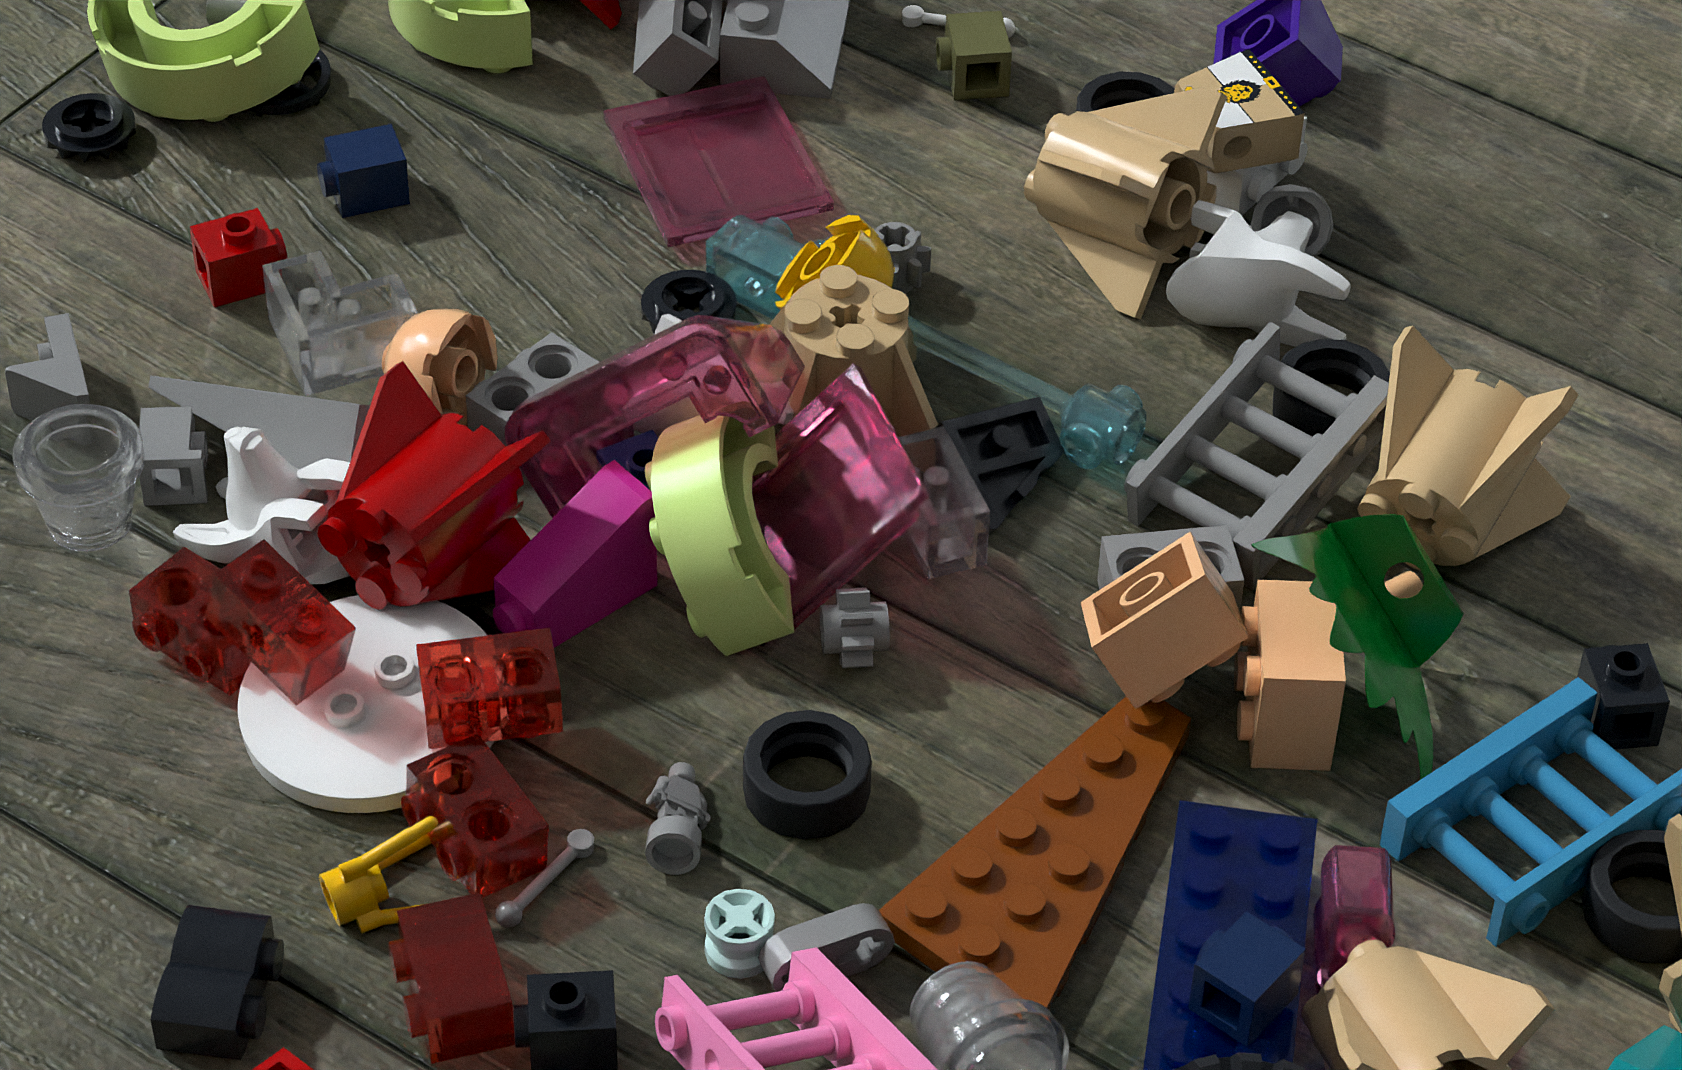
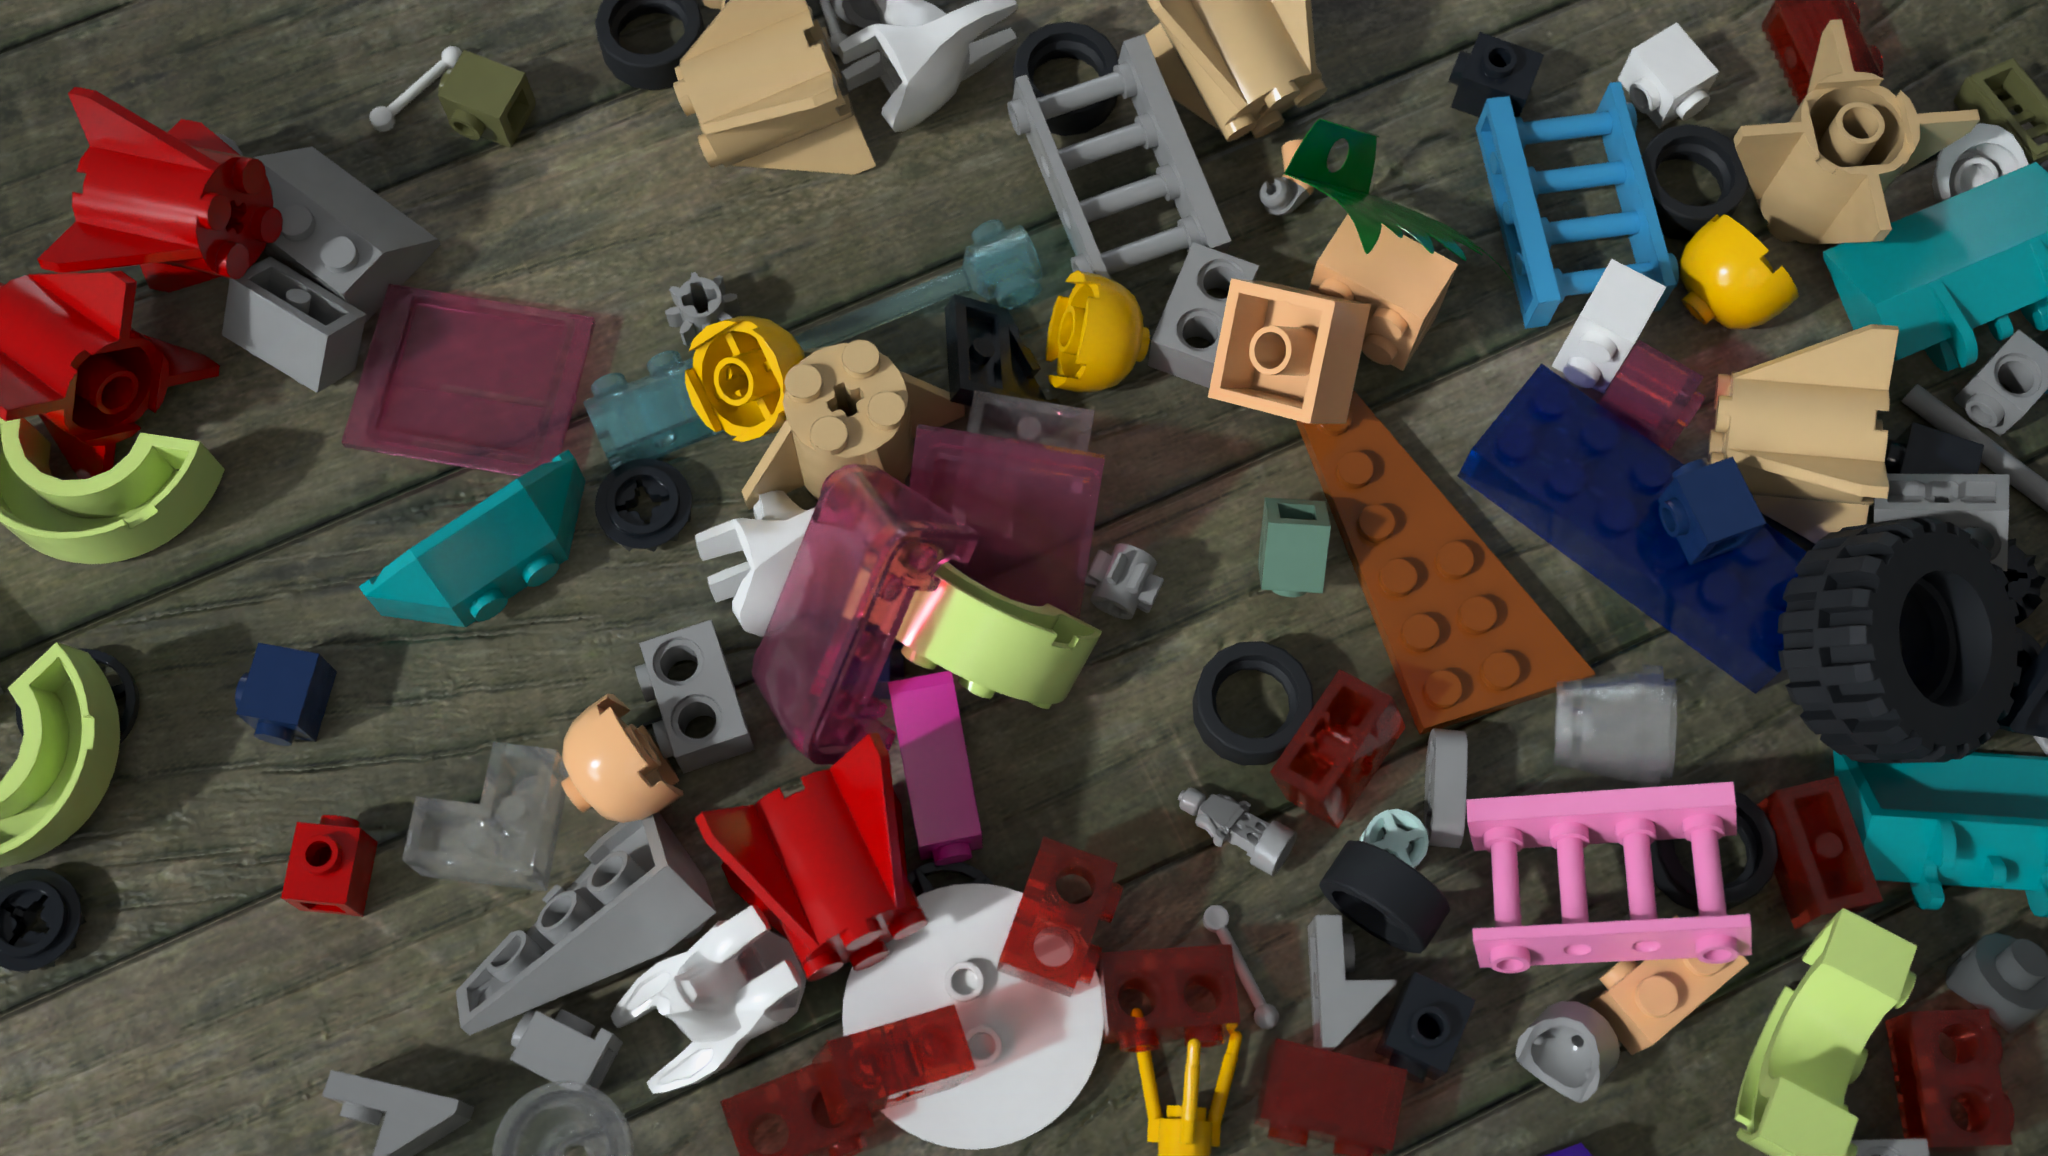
camera: 60 degrees left, 25 degrees up
(567, 933) = (1337, 1002): none -> light grey slope
(578, 218) = (487, 552): none -> teal wedge
(672, 920) = (1385, 896): none -> black tyre
(799, 837) = (1338, 748): none -> clear red brick
(980, 726) = (1293, 546): none -> sand green brick
(1078, 503) = (1095, 334): none -> yellow cylinder
(1424, 852) = (1608, 327): none -> white brick
(1566, 950) = (1732, 278): none -> yellow cylinder

